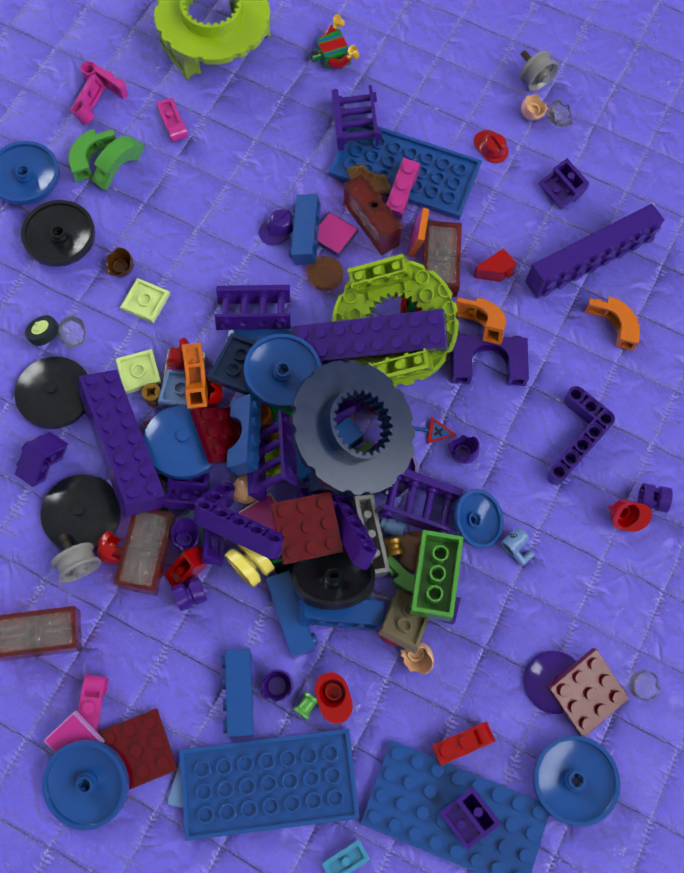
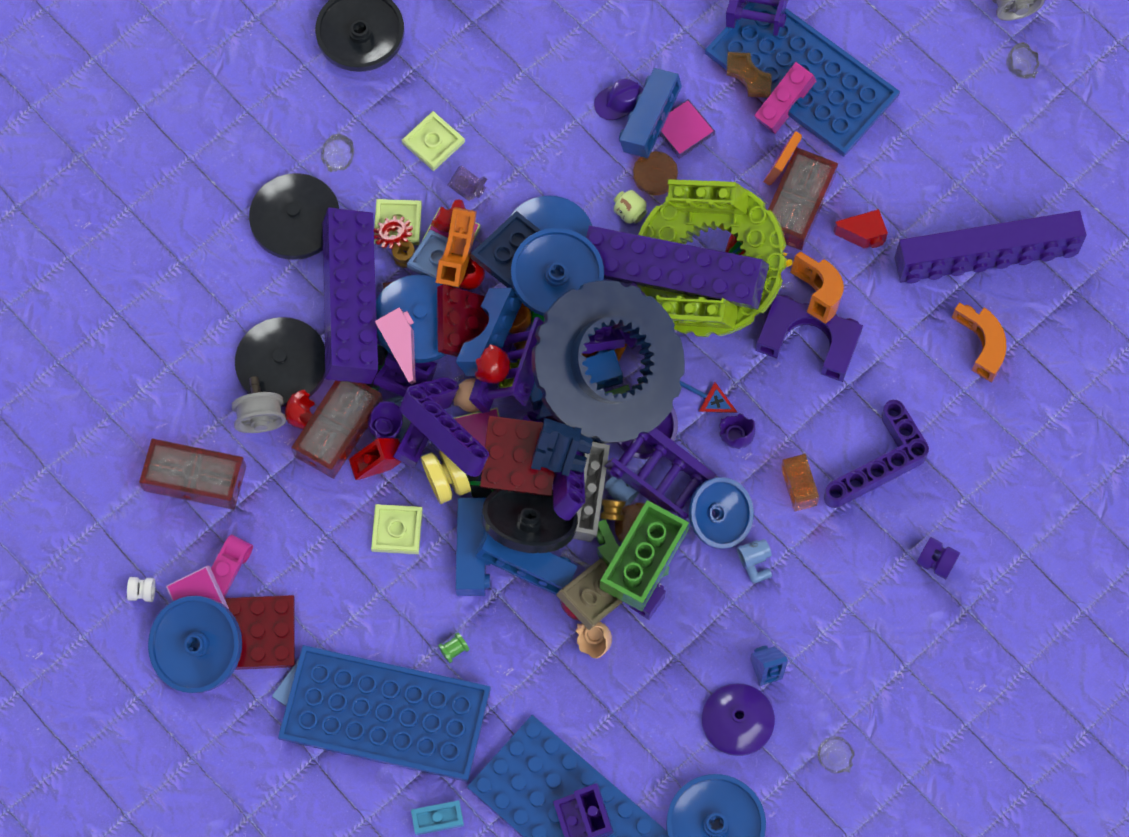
camera: 25 degrees right, 0 degrees up
(22, 750) = (141, 589): none -> white wheel
(38, 457) = (255, 284): dark purple brick -> none
(42, 330) = (304, 140): black wheel -> none
(119, 263) = (418, 87): reddish brown hair -> none
(146, 378) = (394, 224): none -> gear
(173, 462) = (400, 338): none -> bright pink slope
(184, 325) = (467, 184): none -> clear purple bracket
(189, 593) = (369, 487): dark purple wheel -> none
(223, 620) = (397, 529): none -> yellowish green tile
(238, 693) = (386, 609): blue brick -> none
(253, 295) = (558, 172): dark purple fence -> none
(259, 461) = (493, 365): none -> red hair
(277, 685) = (429, 615): dark purple hair -> none
(316, 303) = (630, 206): none -> yellowish green head
(333, 697) = (485, 647): red piece -> none
(339, 511) = (558, 448): none -> dark blue hips
(372, 214) = (735, 119): clear red brick -> none
(463, 743) = (609, 744): red plate -> none
(491, 146) = (922, 75): red piece -> none
(527, 473) = (799, 482): none -> clear orange brick
(533, 108) = (993, 42): light nougat hair -> none
(564, 184) = (990, 152): dark purple brick -> none
(565, 628) = (768, 664): none -> blue slope
(587, 692) = (767, 739): plate -> none
(630, 515) = (900, 568): red piece -> none

